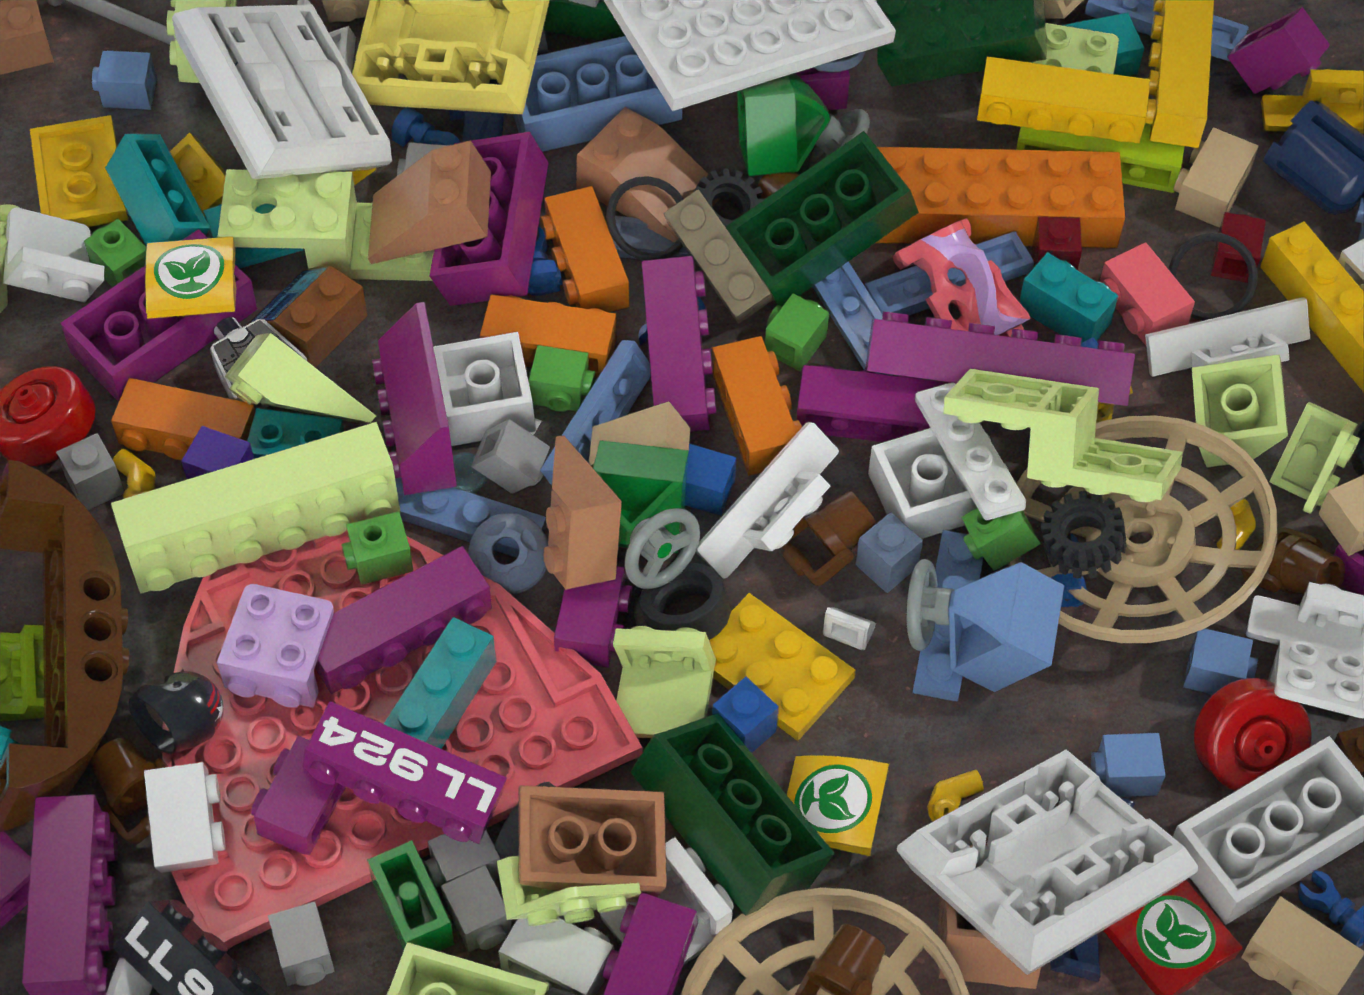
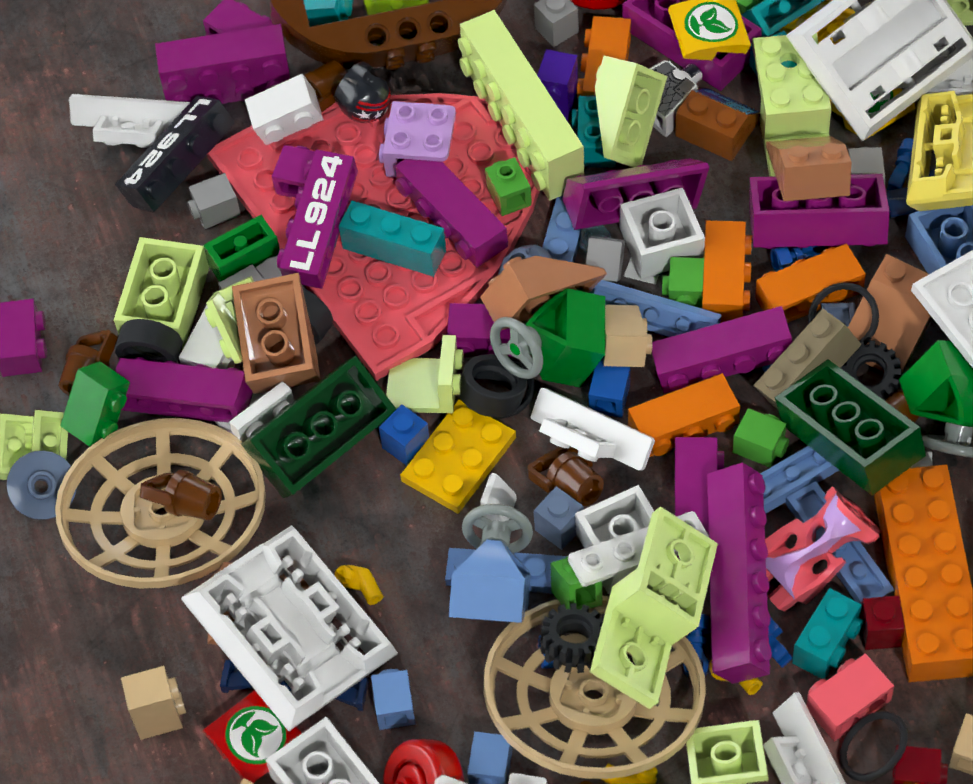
camera: 90 degrees right, 0 degrees up
(140, 475) = (569, 46): yellow arm -> none
(839, 798) = (344, 503): slope -> none

